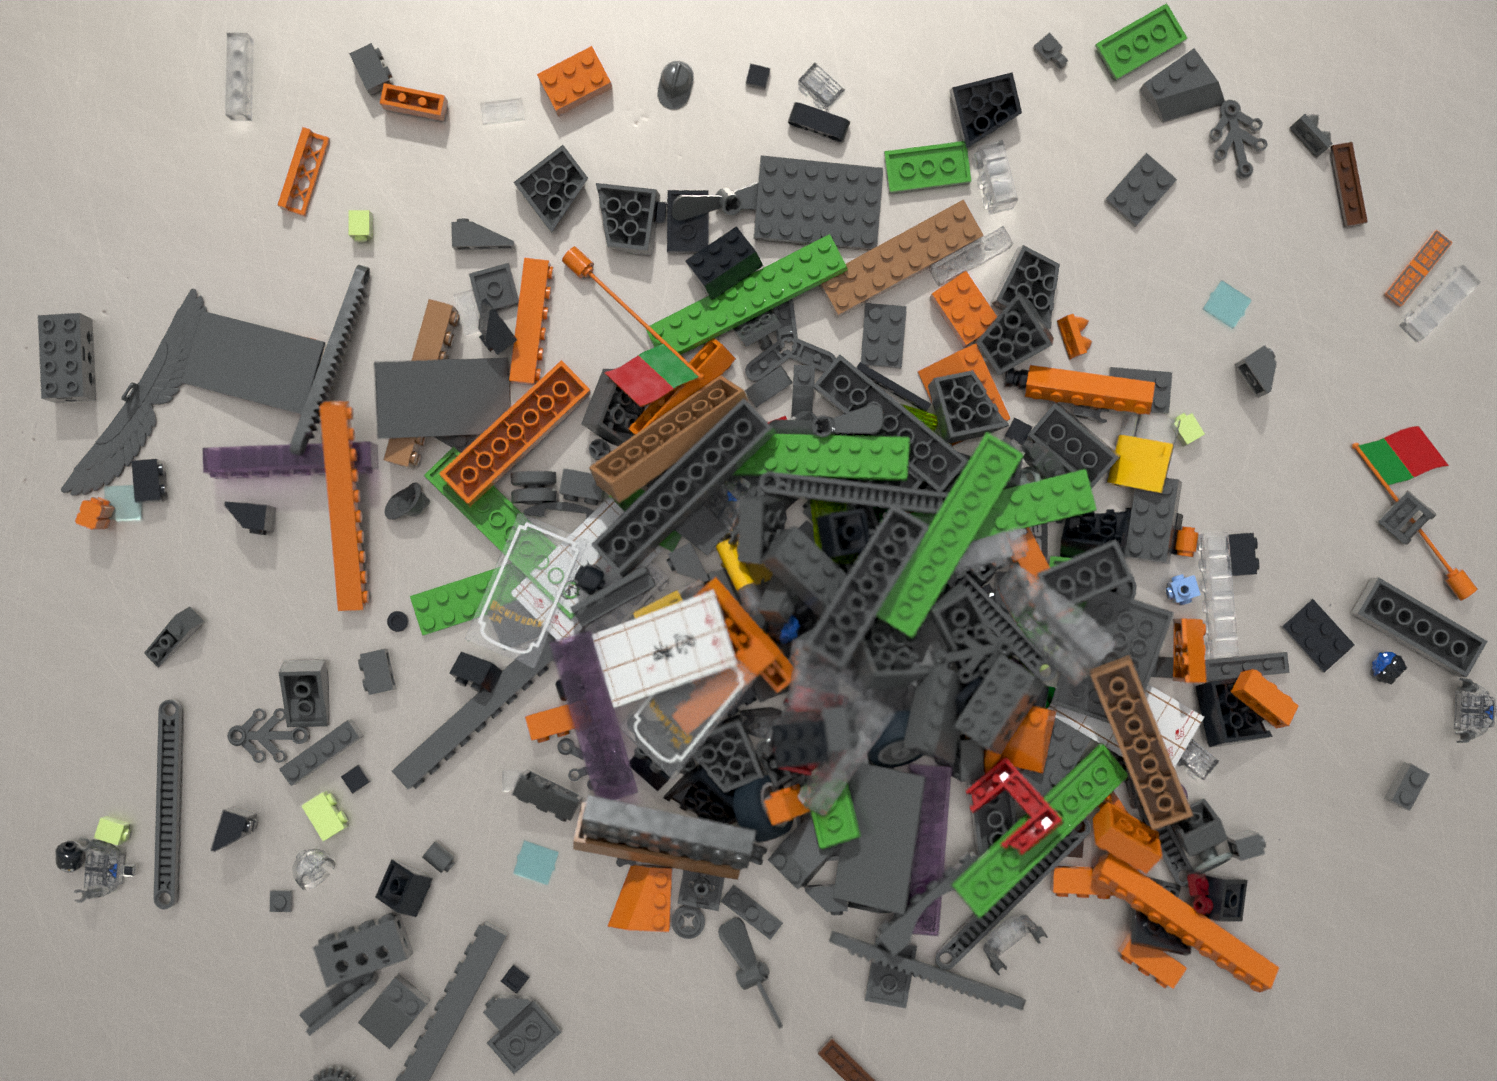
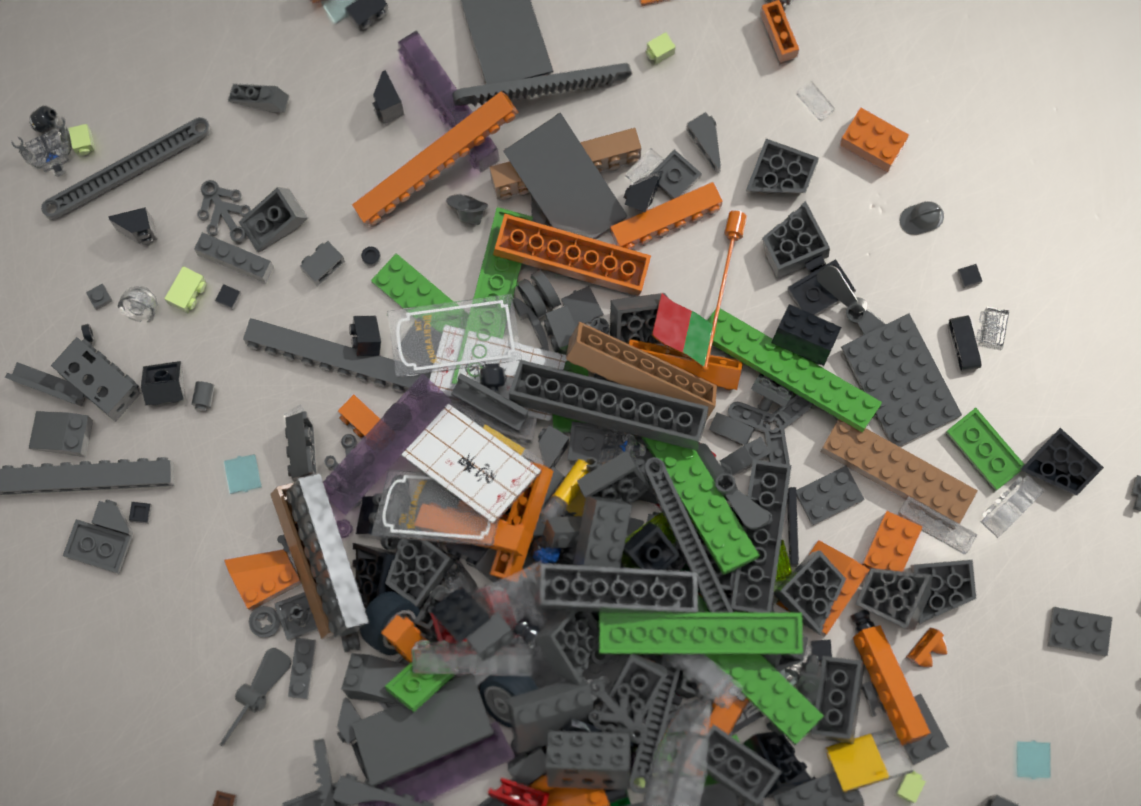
camera: 60 degrees right, 10 degrees down
(311, 932) = (87, 332): none -> black tile
(568, 452) = (583, 306): none -> dark grey piece
(644, 794) = (348, 528): none -> clear purple plate
(851, 692) = (530, 631): none -> black wheel

